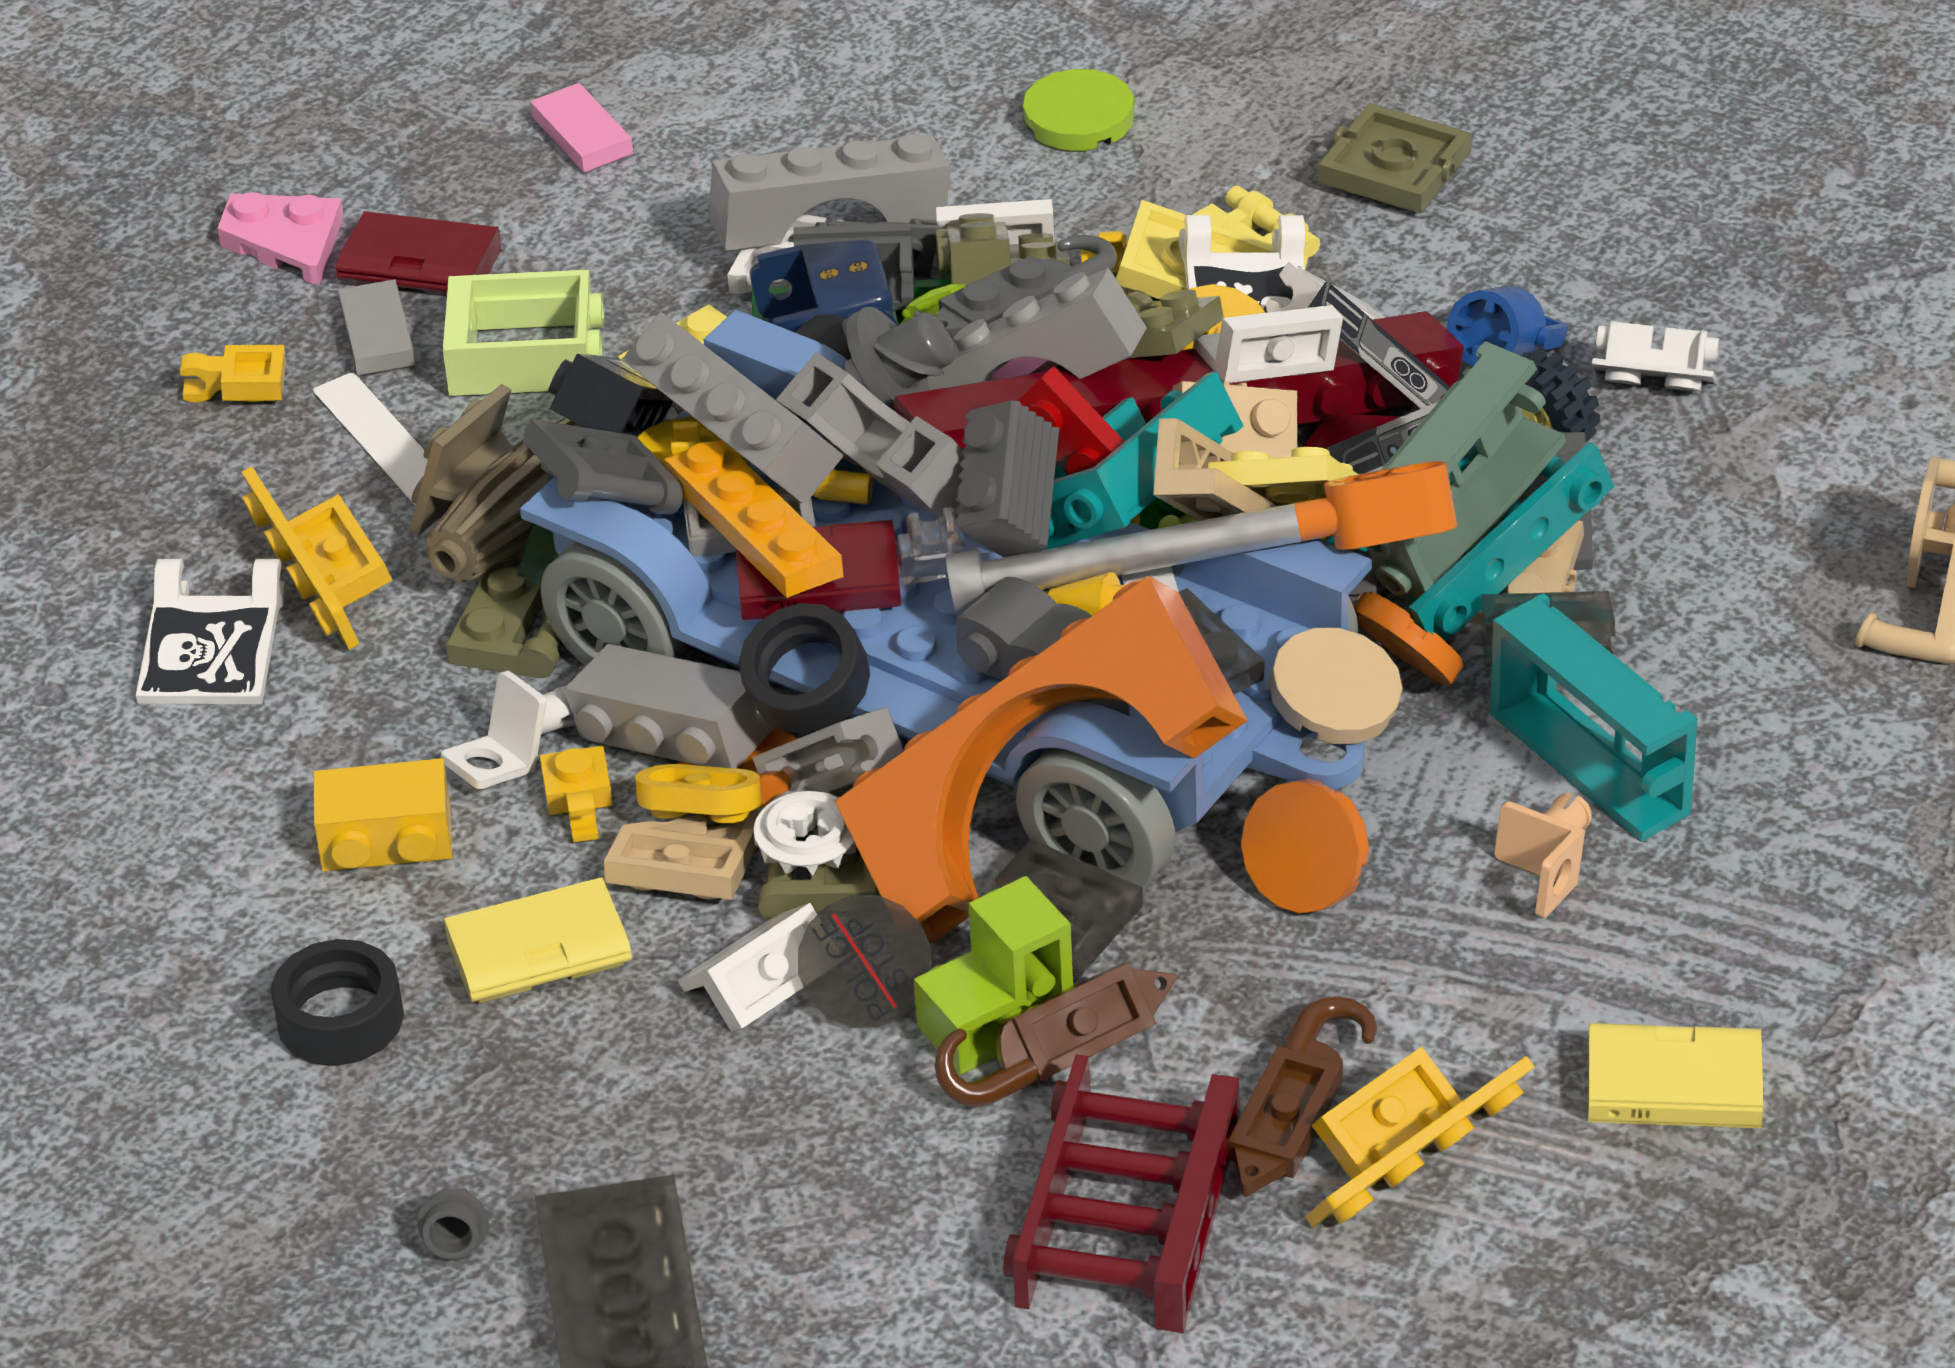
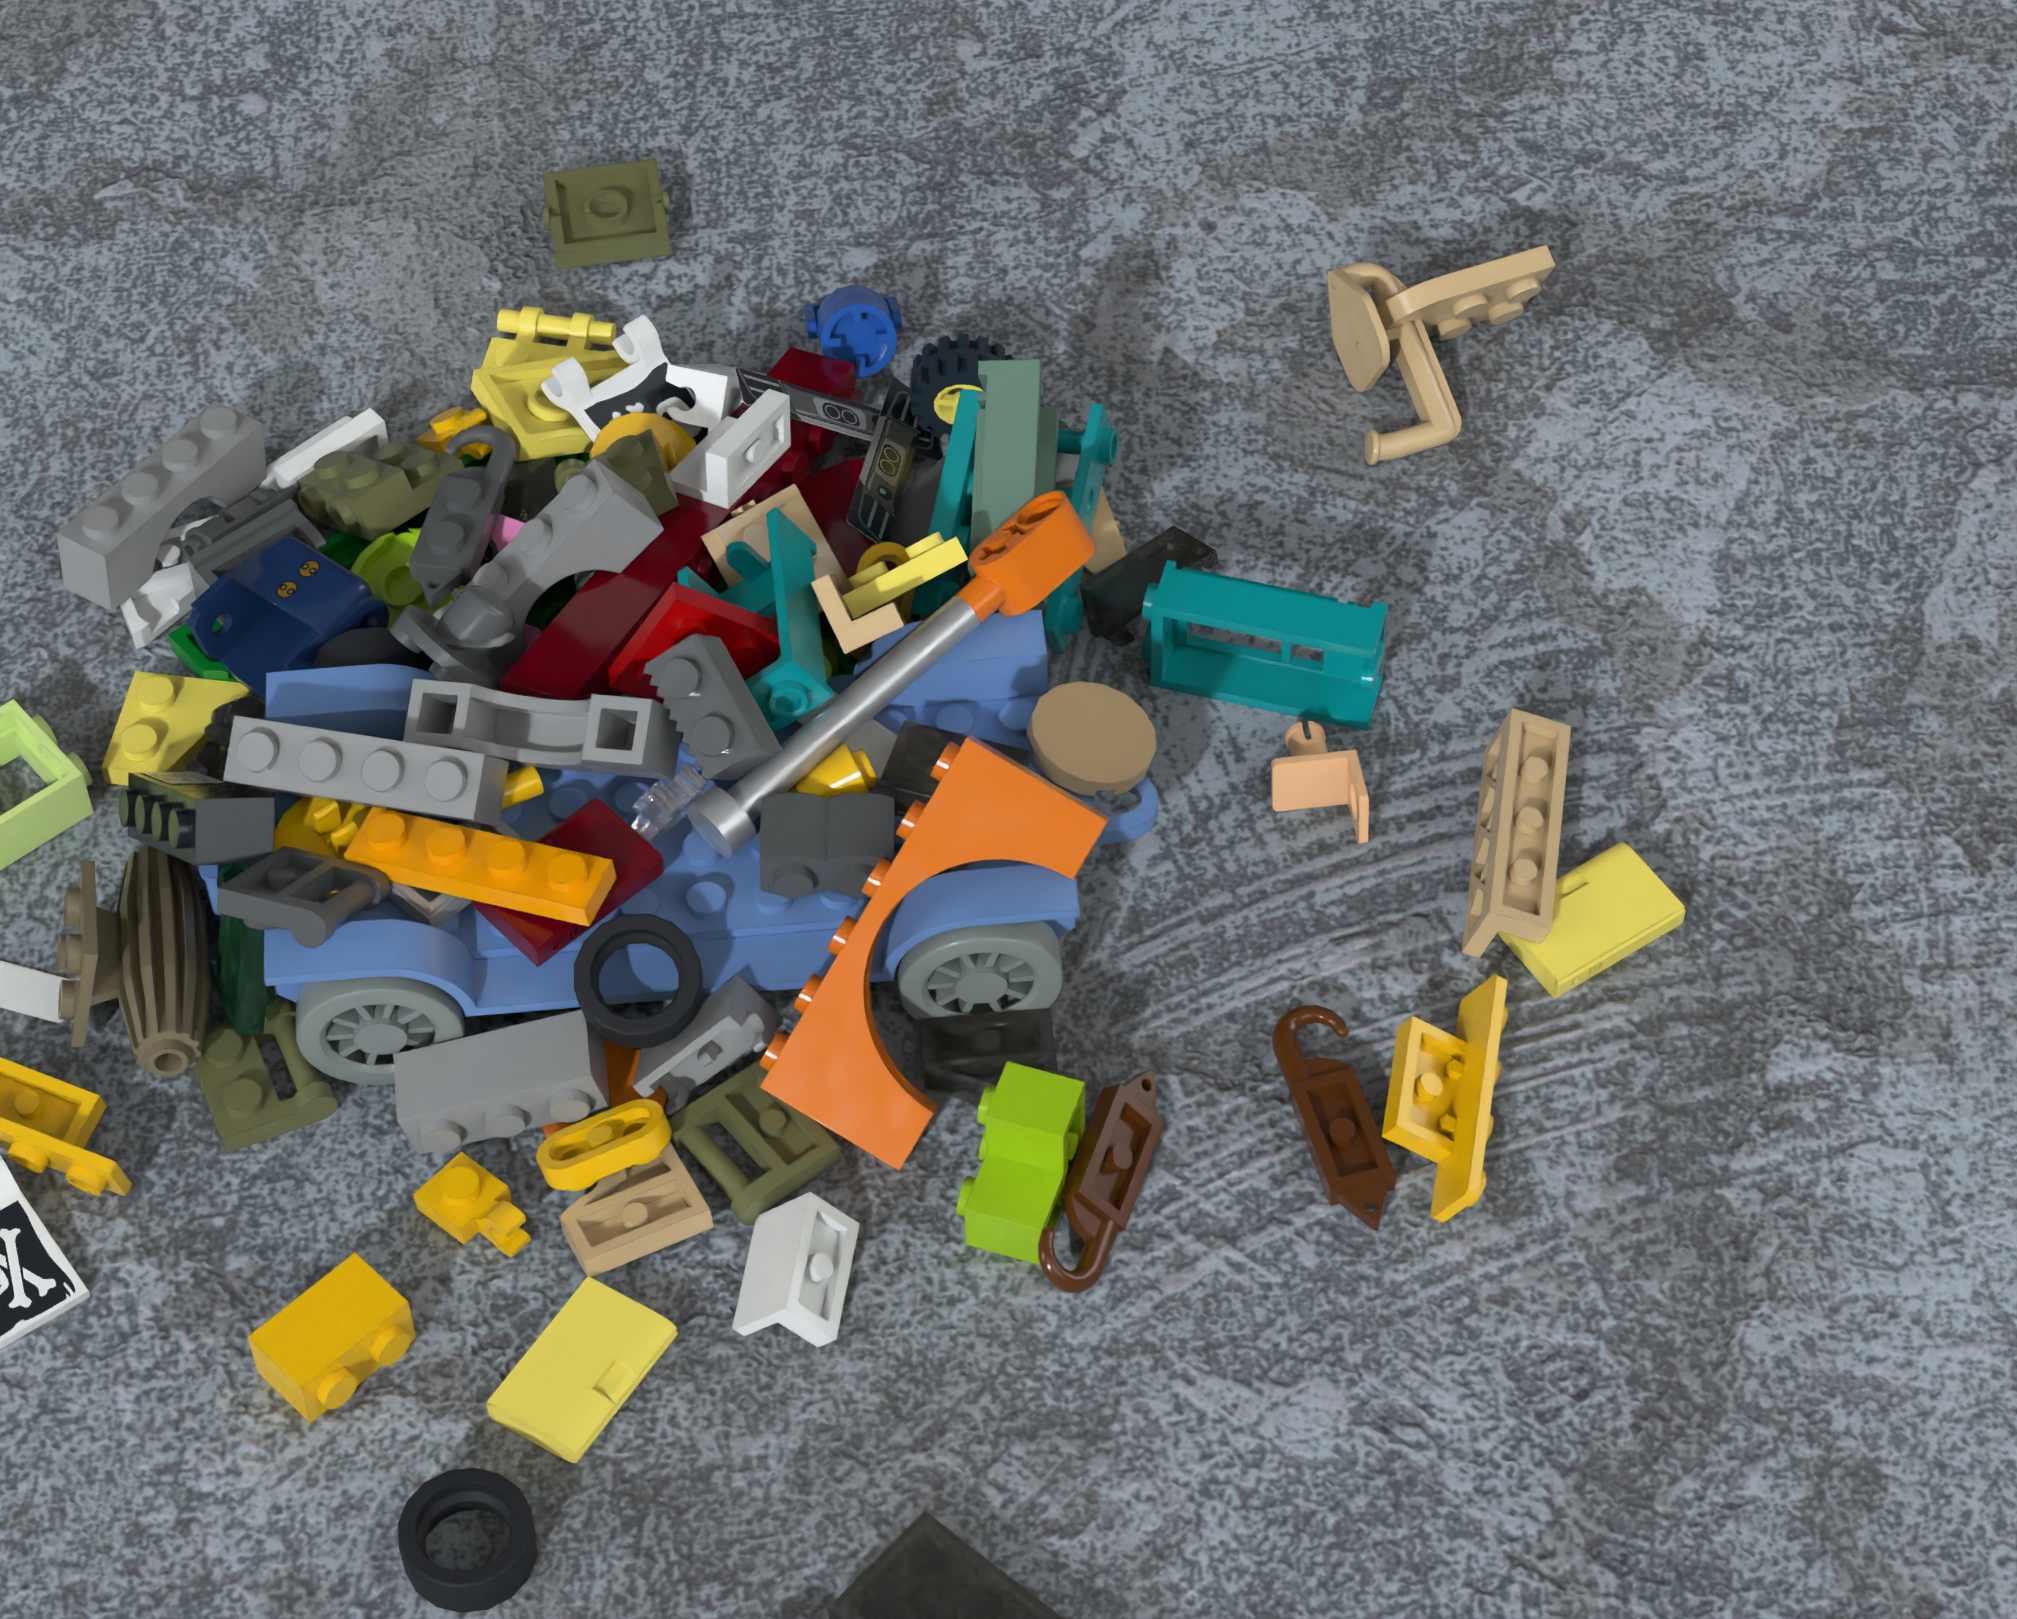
camera: 40 degrees left, 10 degrees up
(514, 732) = (370, 1189): white bracket -> none
(796, 816) = (710, 1119): white gear -> none
(863, 961) = (893, 1216): clear smoke piece -> none
(1078, 109) = (281, 304): lime tile -> none
(1180, 1227) = (1331, 1234): dark red fence -> none
(1304, 846) = (1153, 893): orange tile -> none
(1406, 640) = (1069, 661): orange tile -> none
(1631, 355) = (1019, 284): white hinge -> none
(1669, 966) = (1517, 832): none -> tan fence

